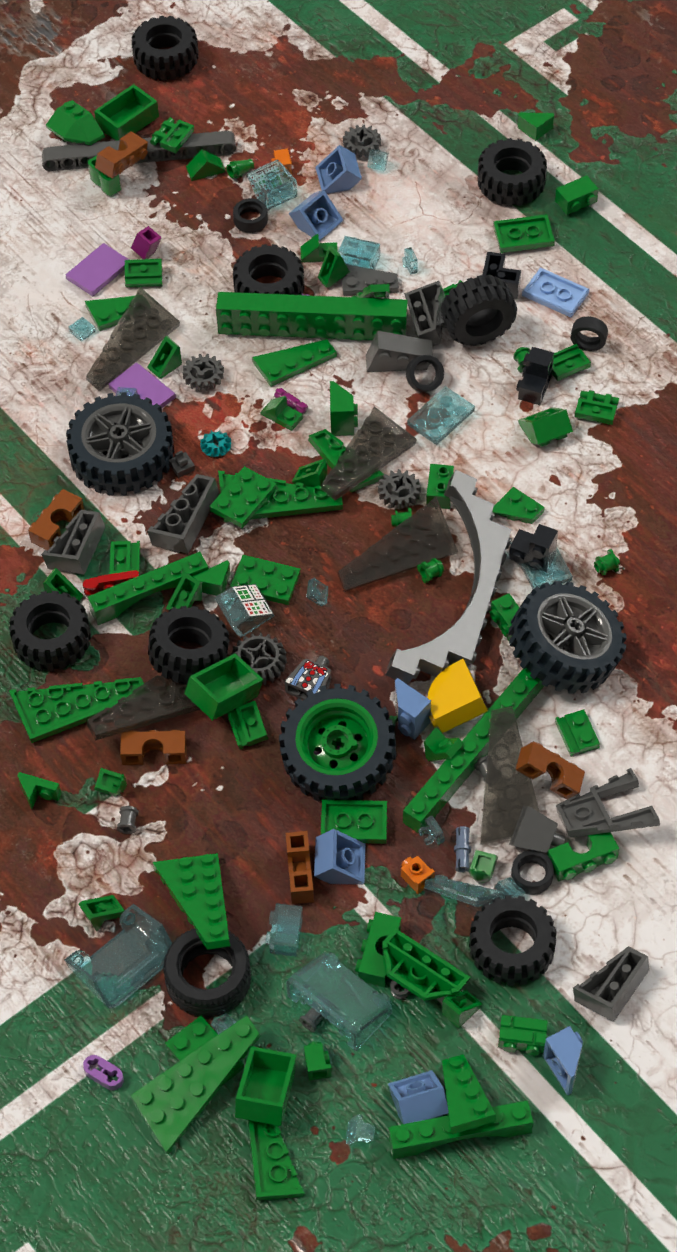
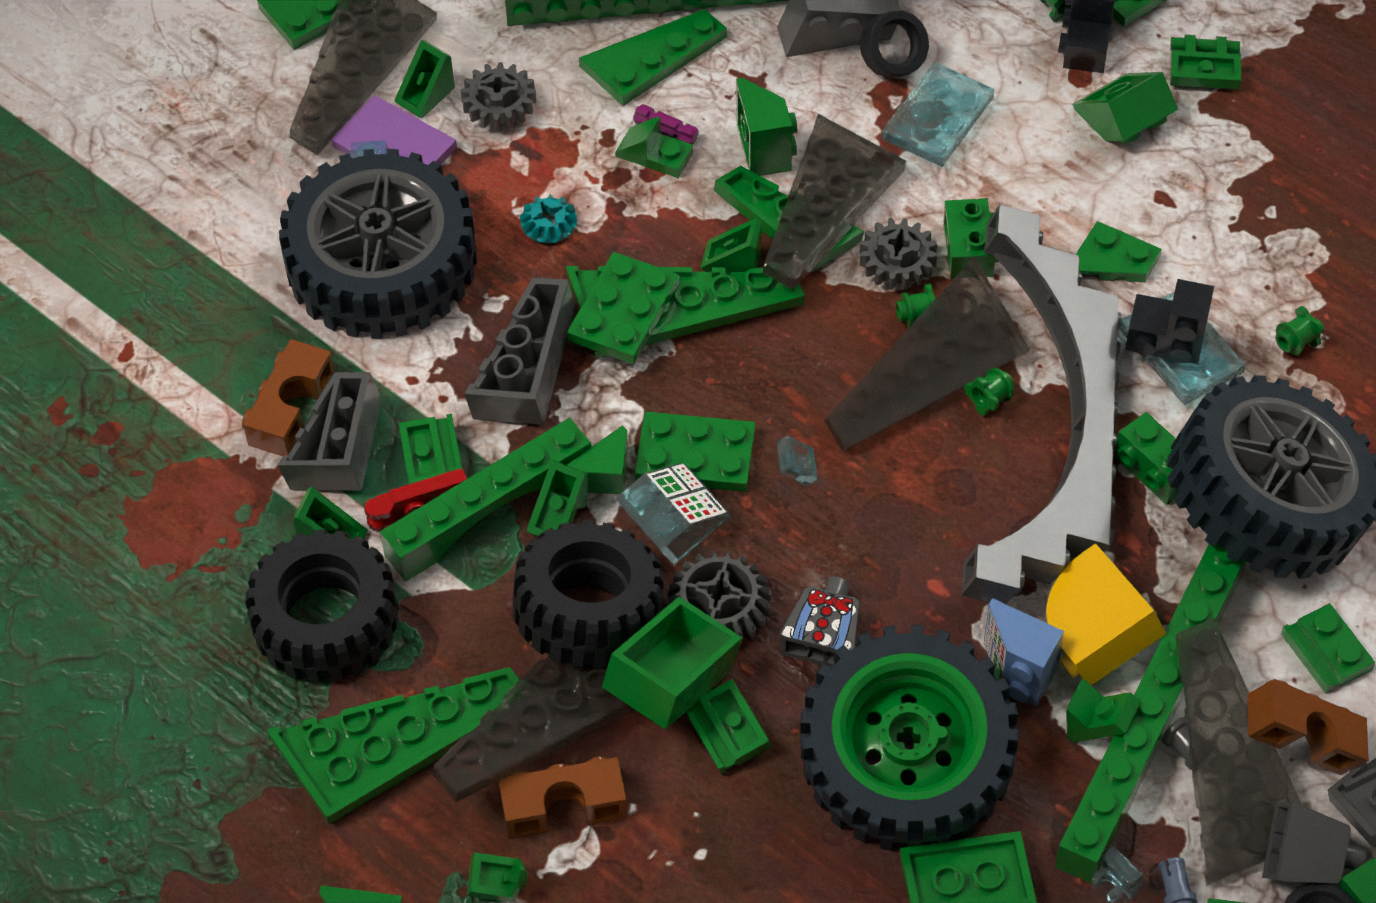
camera: 10 degrees left, 0 degrees up
(81, 329) = (262, 49): clear light blue plate -> none
(181, 464) = (495, 264): dark grey tile -> none

